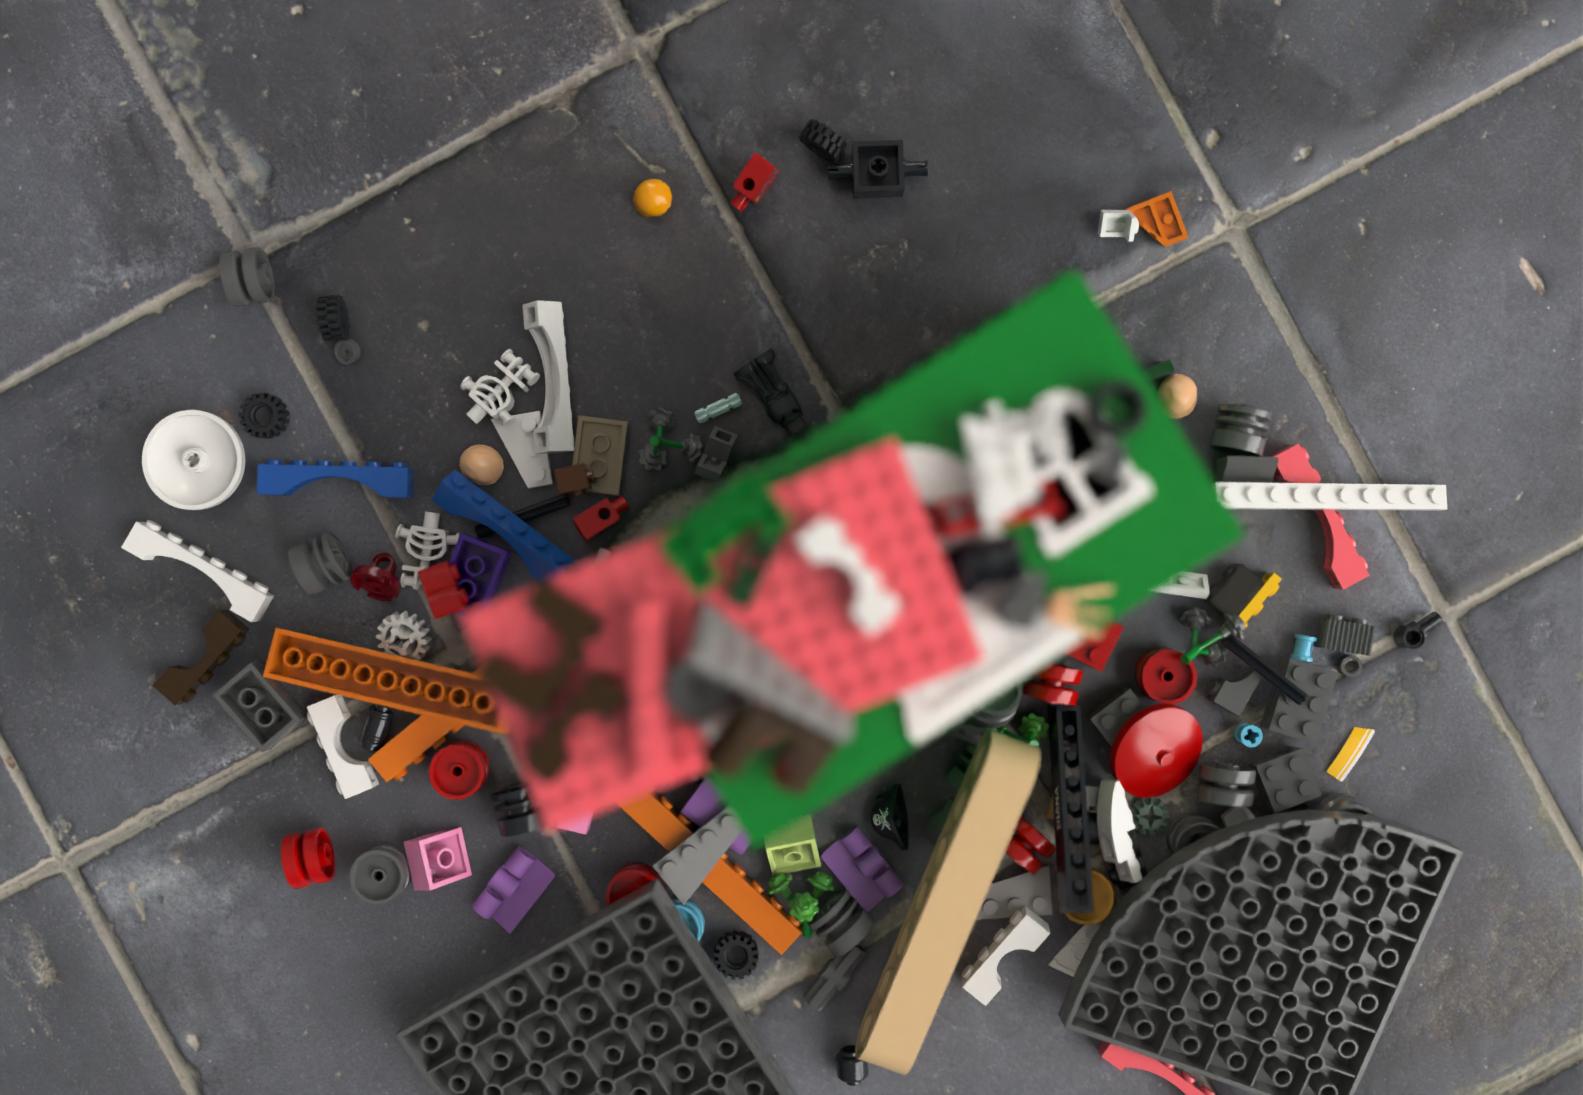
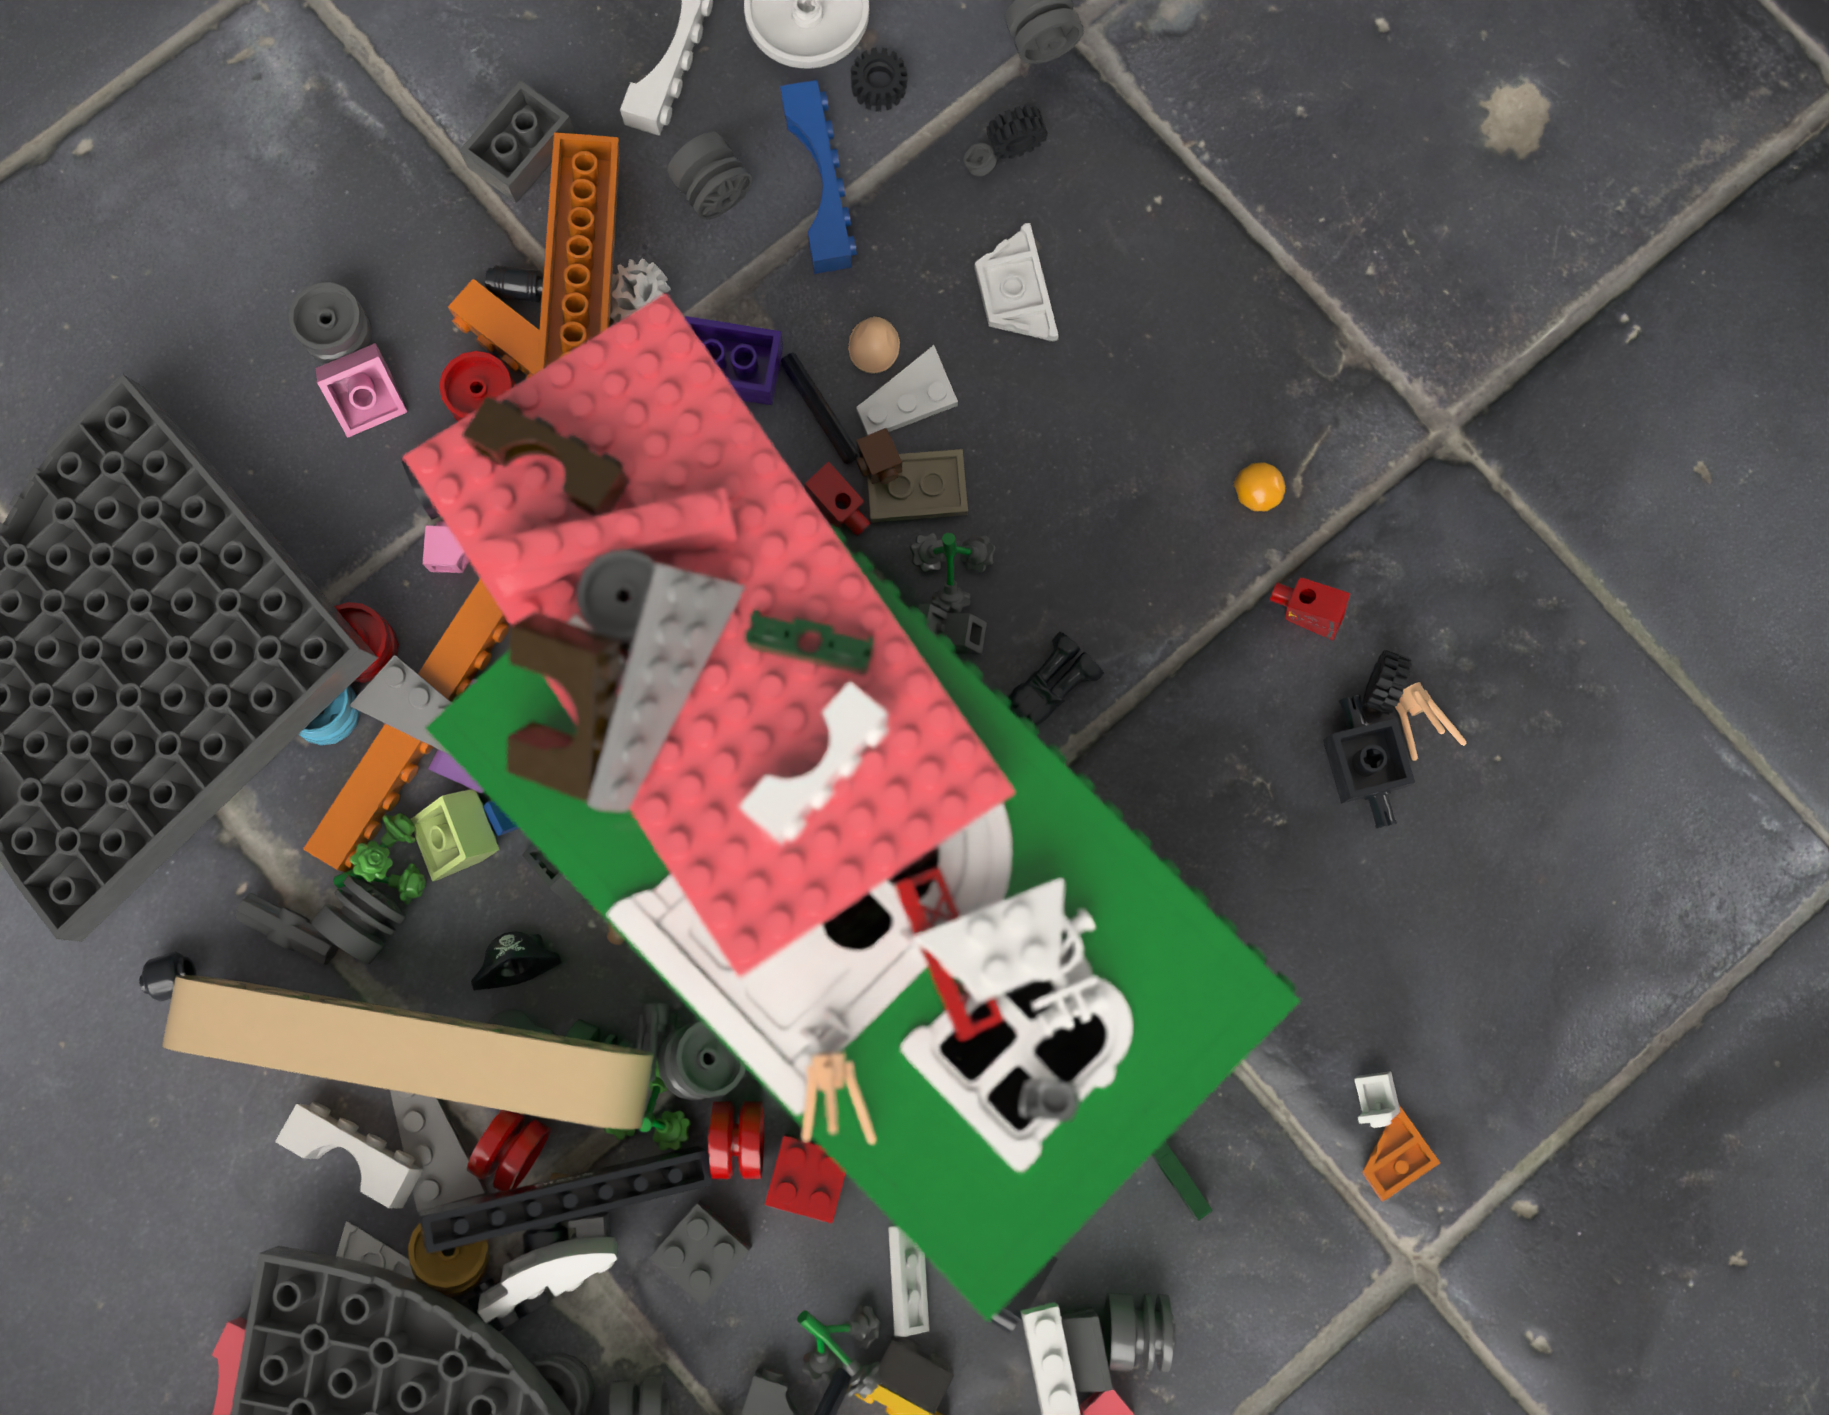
camera: 80 degrees right, 10 degrees down
(222, 635) = (597, 82): dark brown arch -> none
(308, 858) = (335, 231): red wheel -> none
(351, 774) = (515, 225): white arch -> none
(377, 581) = (701, 247): dark red tile -> none
(430, 527) = (780, 300): white piece -> none
(443, 589) = (712, 316): red brick -> none
(457, 347) = (1016, 288): none -> white wing
(465, 499) = (825, 332): blue arch -> none
(481, 408) = (997, 362): white piece -> none
(514, 889) = (337, 491): medium lavender panel -> none
(546, 326) = (1067, 386): white arch -> none
(577, 627) = (677, 432): dark brown arch -> none
(718, 408) = (1010, 623): light aqua axle -> none
(719, 524) = (849, 581): green bracket -> none
(731, 969) = (280, 778): black tyre -> none
(839, 120) = (1415, 701): none -> light nougat plant
(862, 868) = (437, 936): medium lavender panel -> none
(989, 564) = (871, 957): black hinge -> none
(1022, 607) = (819, 1016): dark grey arch -> none
(1137, 403) = (1149, 1110): black tyre -> none
(1156, 750) = (669, 1307): red dish -> none
(1158, 808) = (588, 1308): sand green gear -> none
(1170, 689) = (772, 1277): red wheel -> none
(1178, 395) = (1164, 1234): light nougat hat -> none

